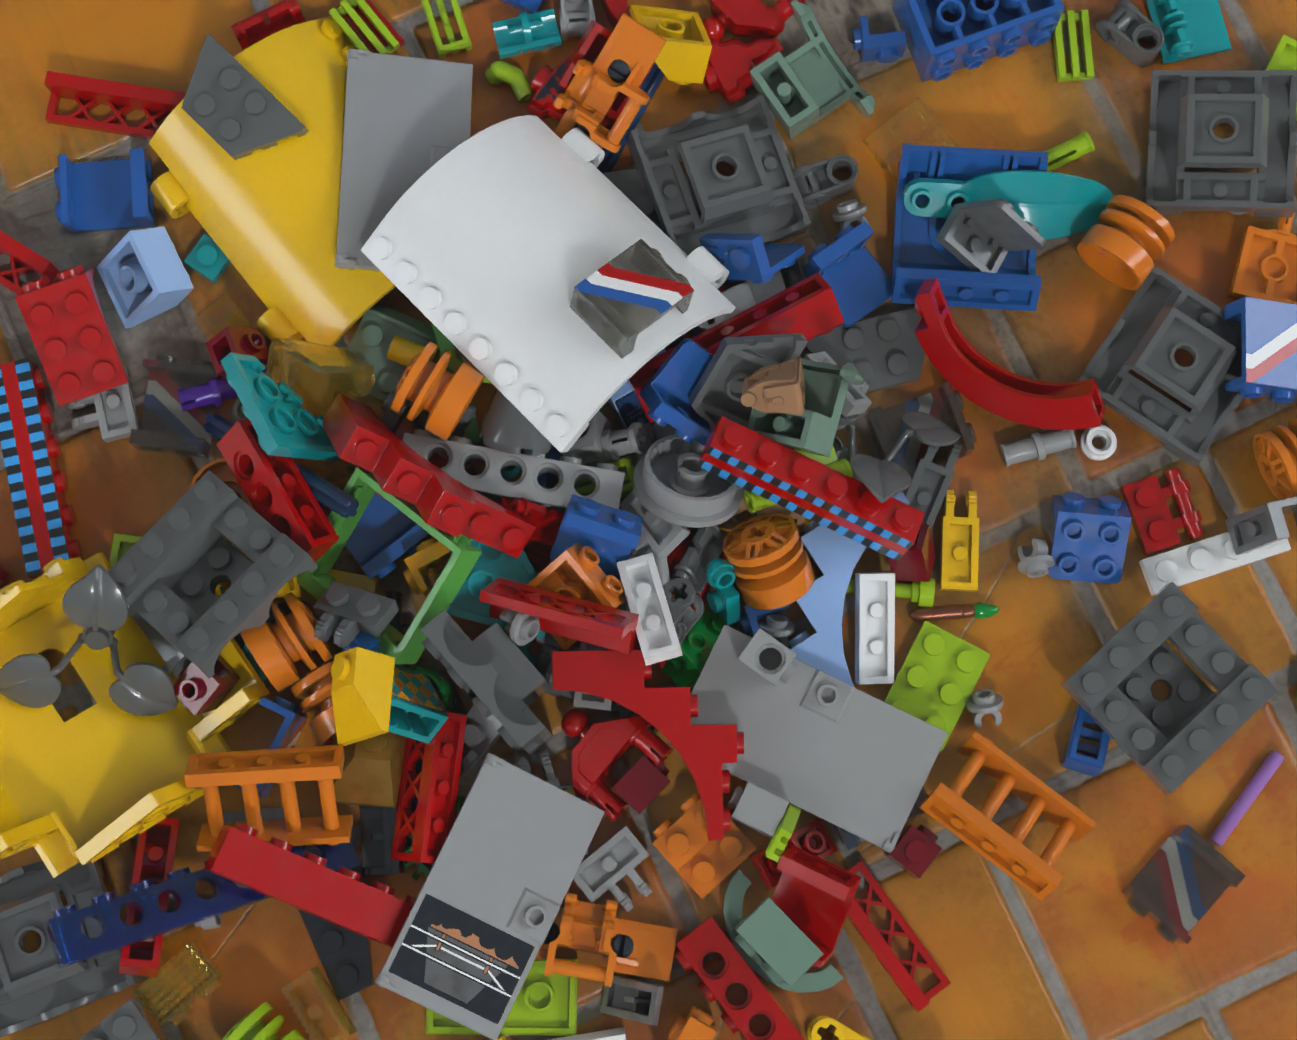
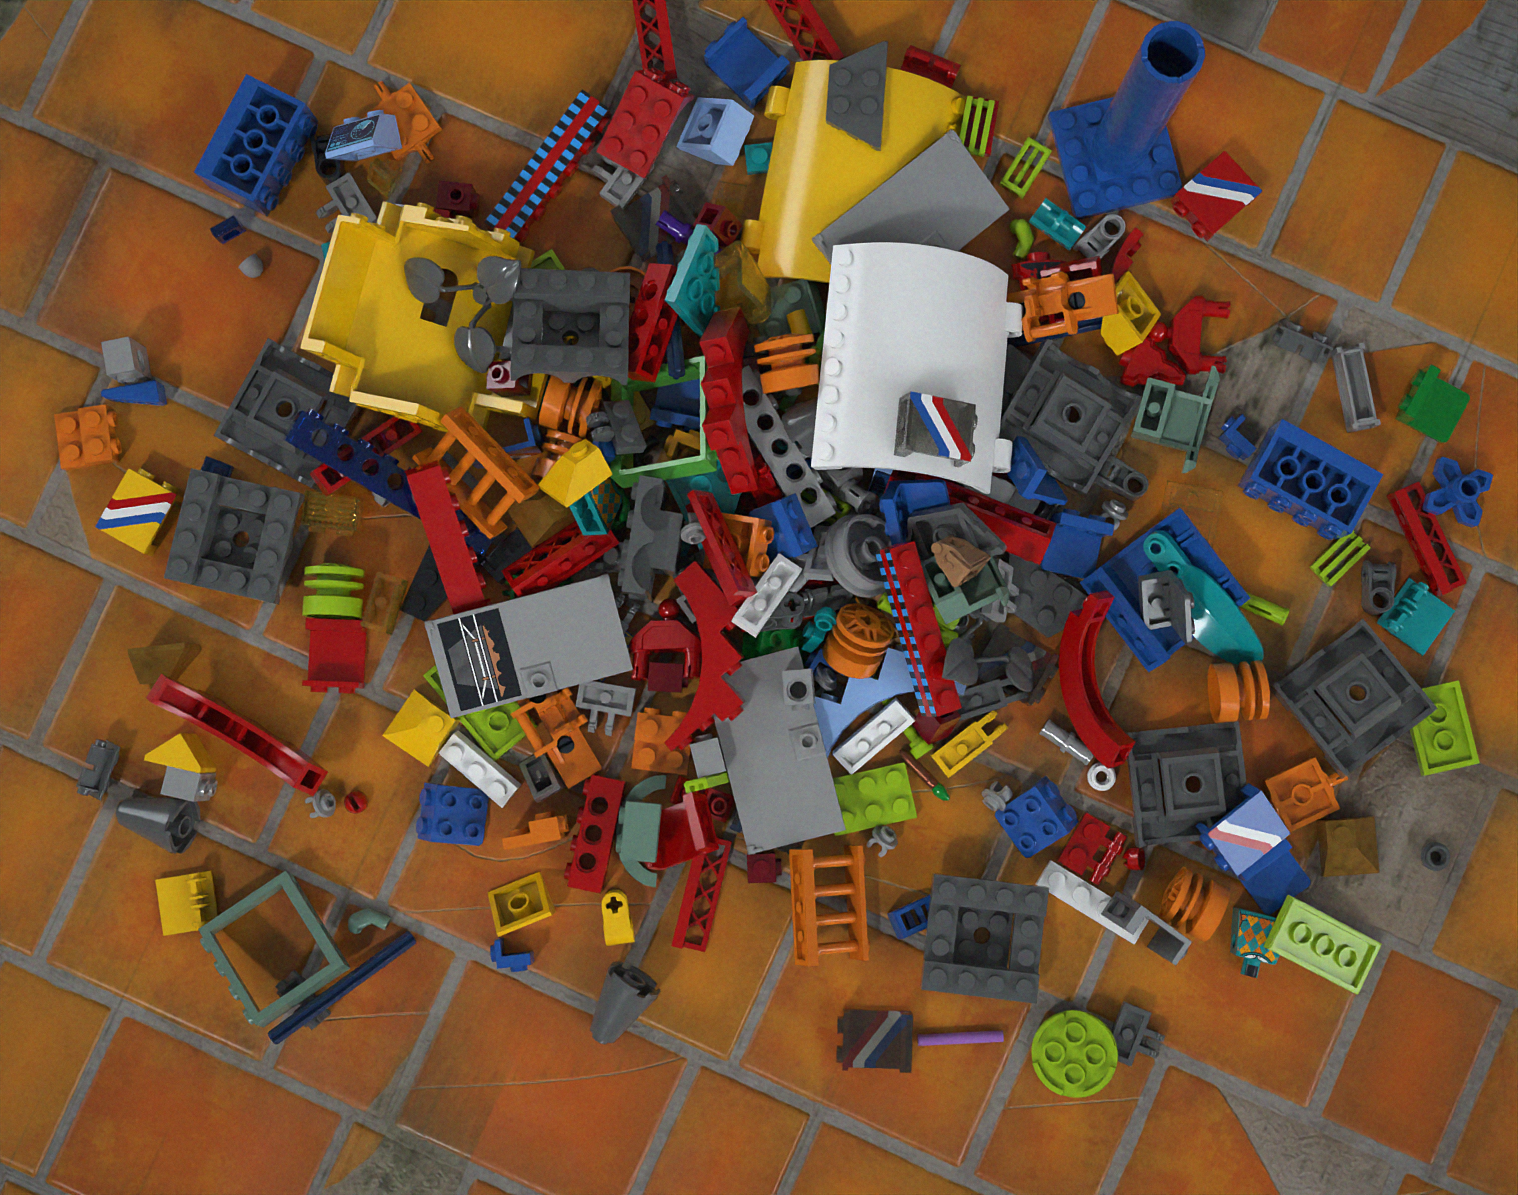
camera: 55 degrees right, 5 degrees up
(1207, 477) = (1135, 859): none -> red hinge

